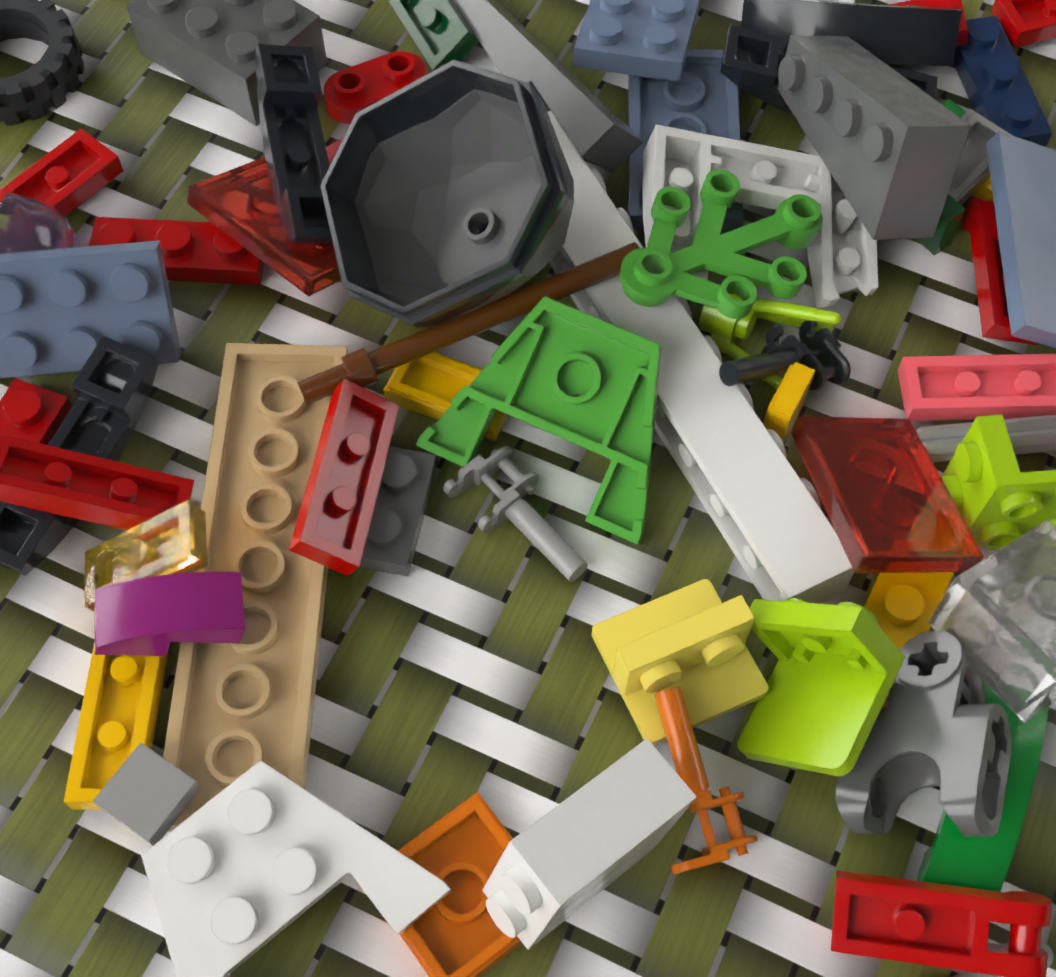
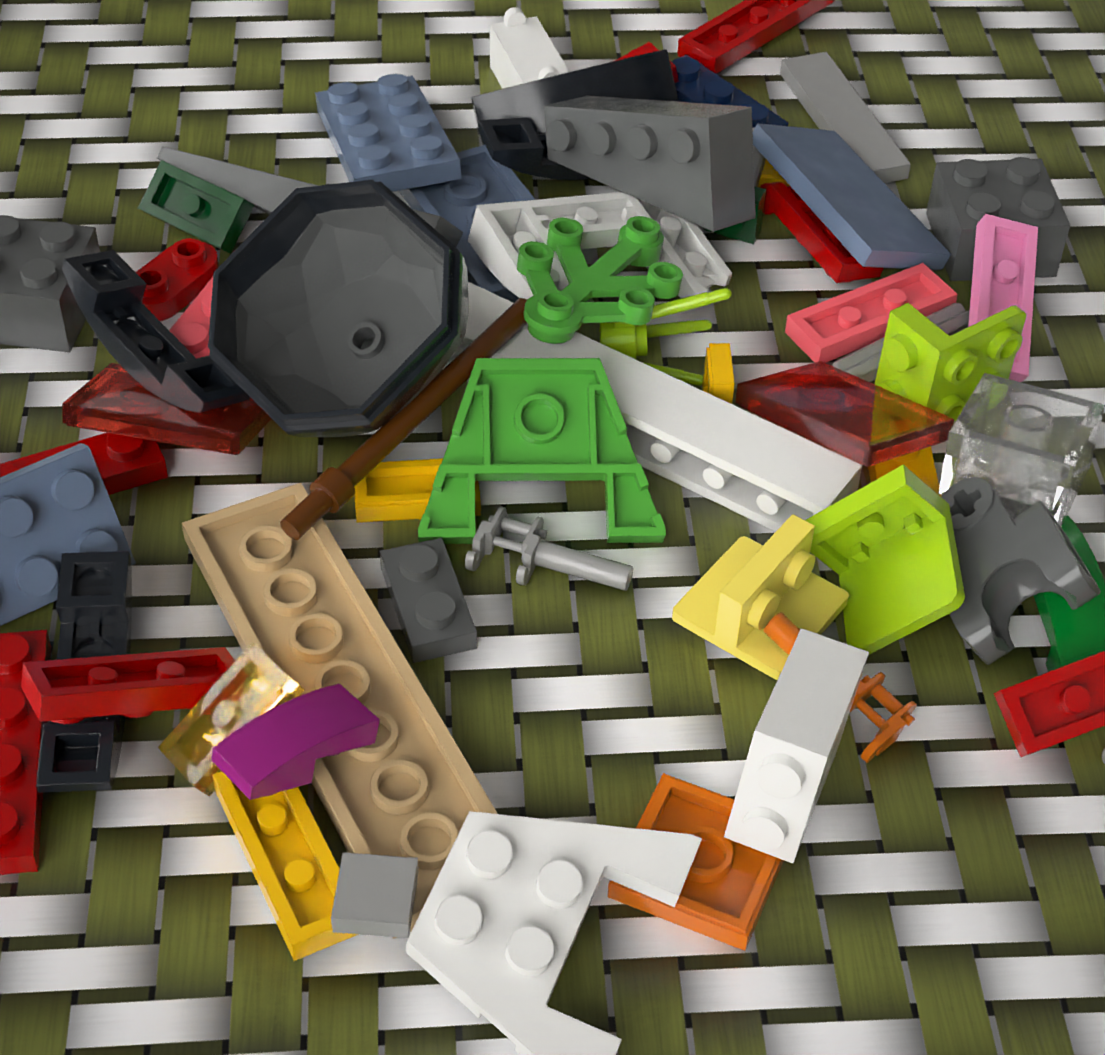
camera: 30 degrees left, 15 degrees down
(345, 478) = (382, 576): plate -> none
(815, 352) = (694, 346): black piece -> none

